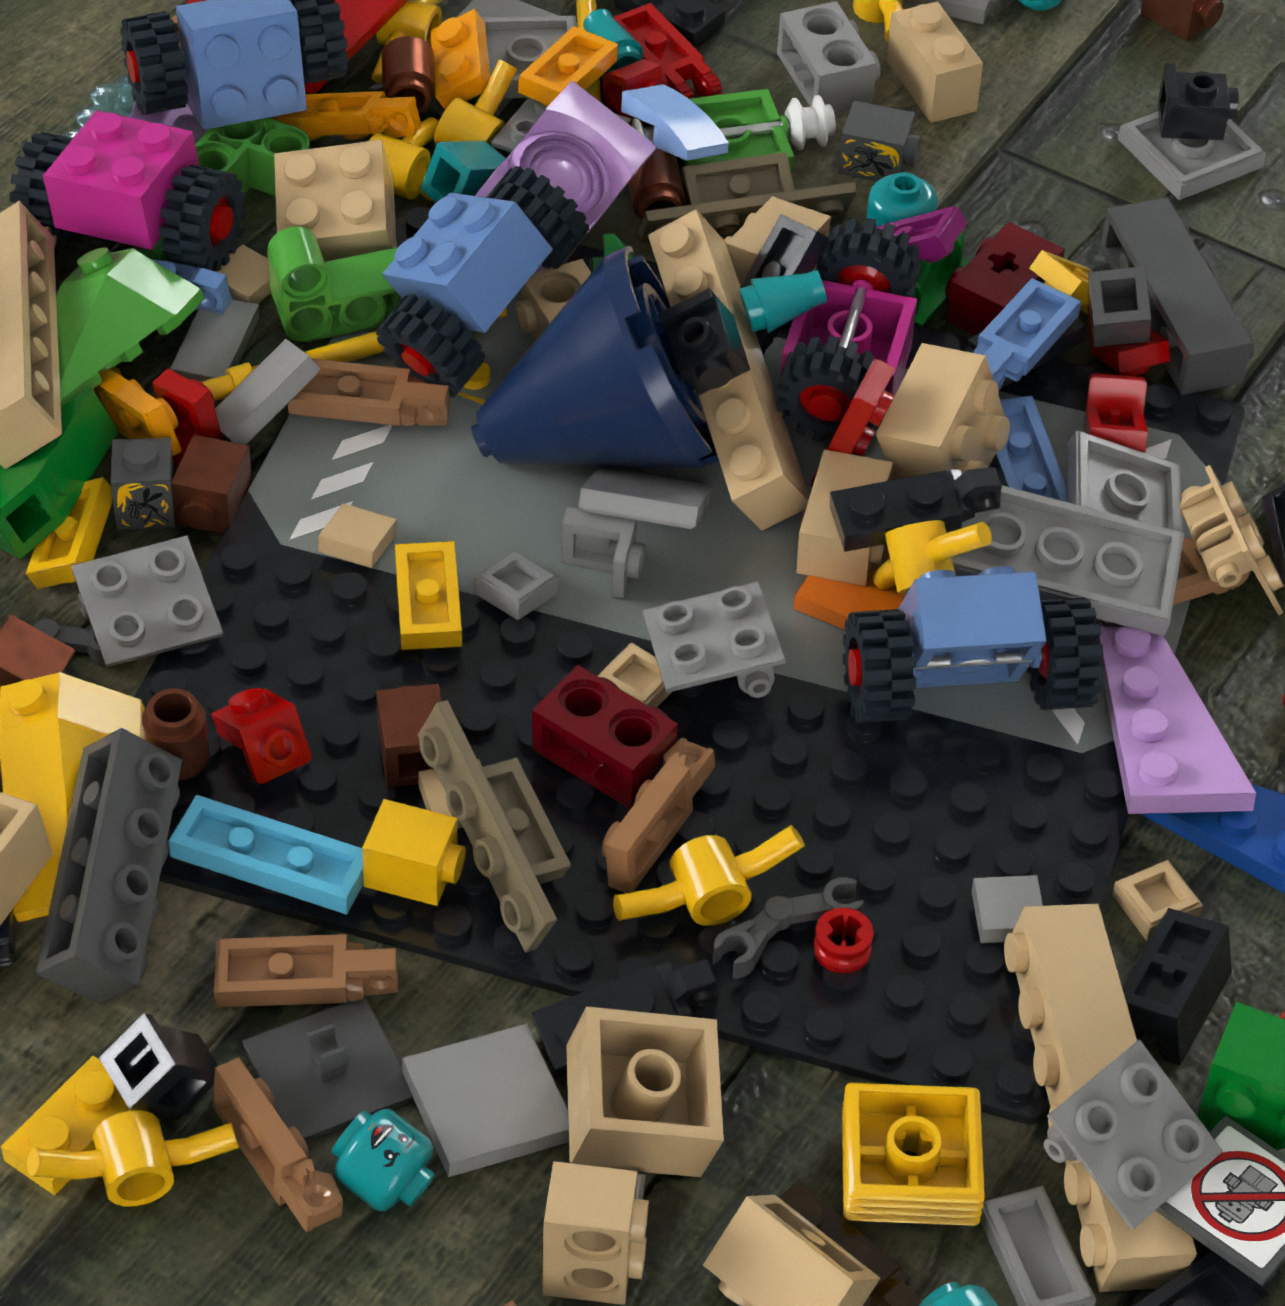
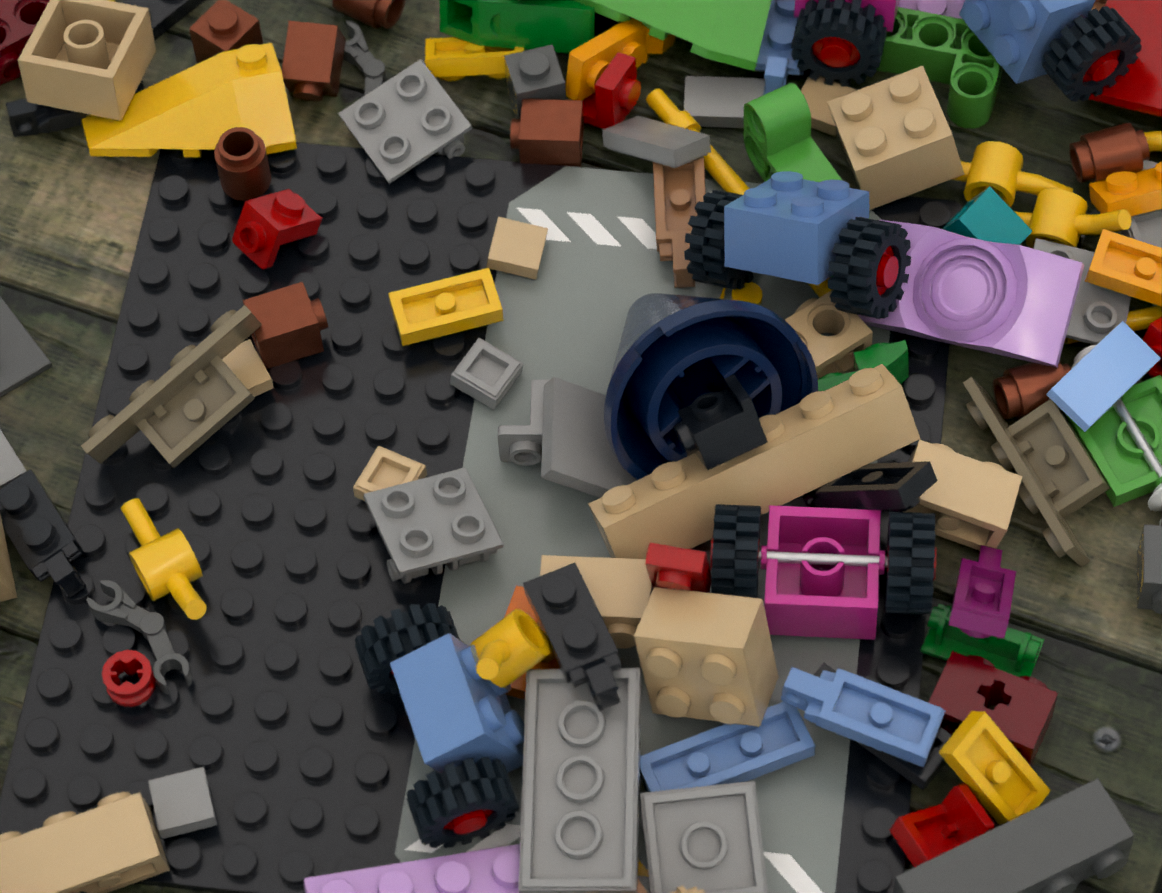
camera: 85 degrees right, 10 degrees up
(110, 867) = (111, 158): dark grey brick -> none
(269, 854) = (149, 260): medium azure plate -> none
(300, 971) = (56, 311): medium nougat hinge -> none
(355, 115) = (1042, 124): light orange hinge -> none
(412, 852) = (149, 341): yellow brick -> none
(602, 734) = (298, 457): dark red brick -> none
(656, 815) = (232, 514): medium nougat hinge -> none
(779, 299) = (822, 482): teal cone -> none
(900, 198) = (1058, 601): teal head -> none
(1117, 410) = (805, 827): red bracket -> none
(1119, 306) = (930, 796): dark grey brick -> none

